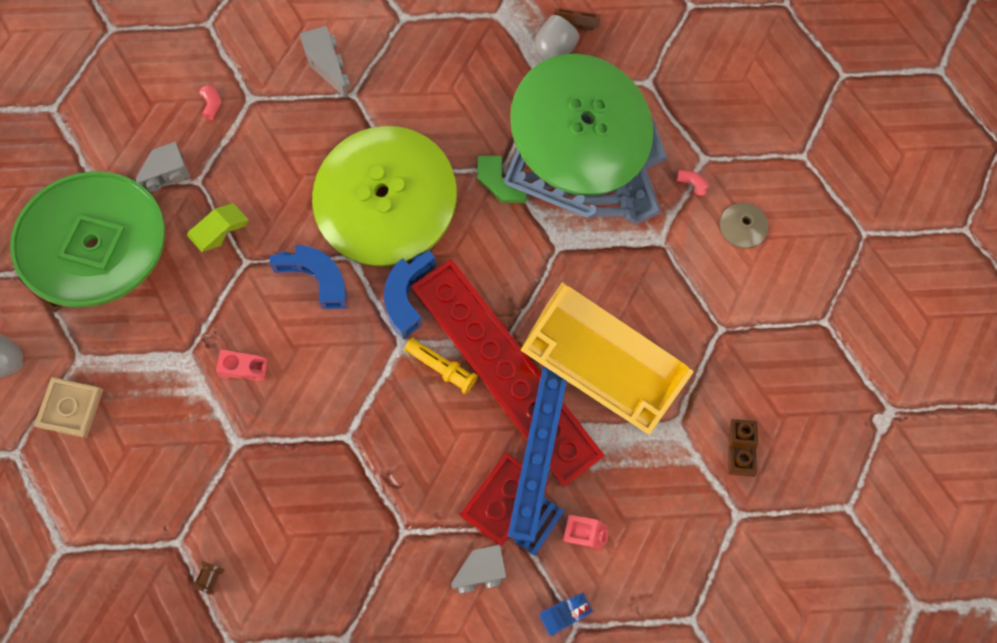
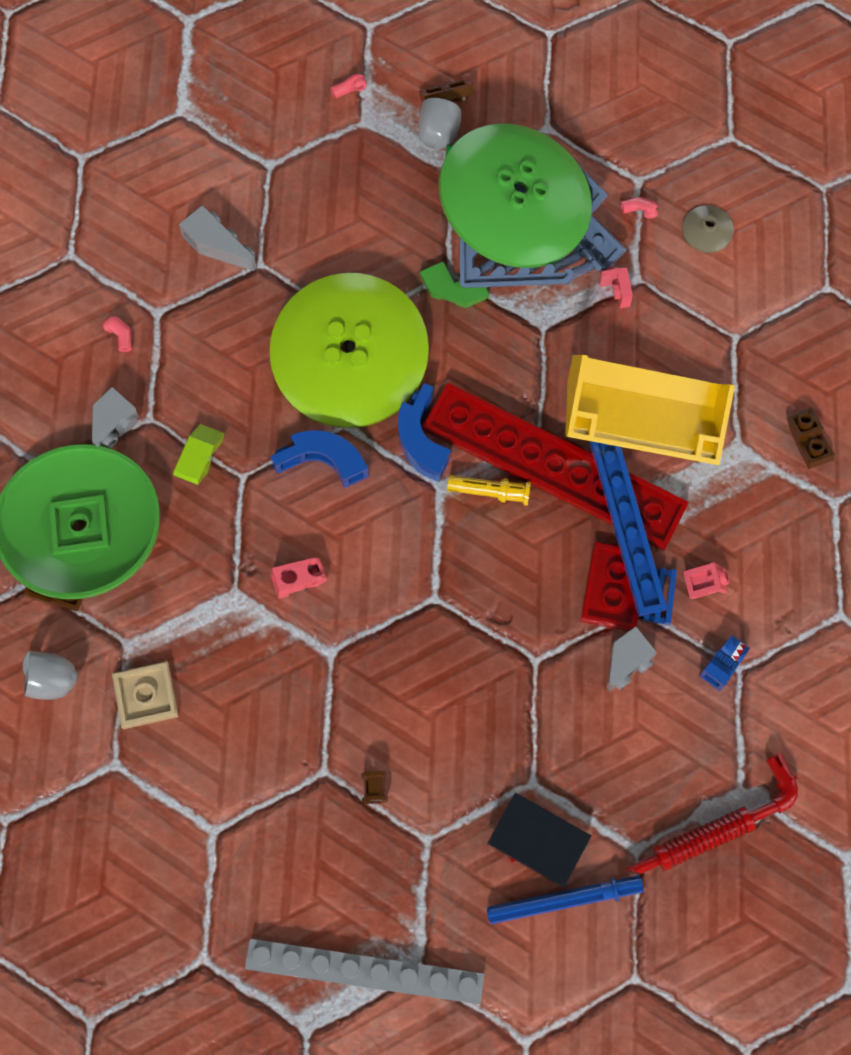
camera: 25 degrees left, 0 degrees up
(641, 235) = (620, 283): none -> coral bracket

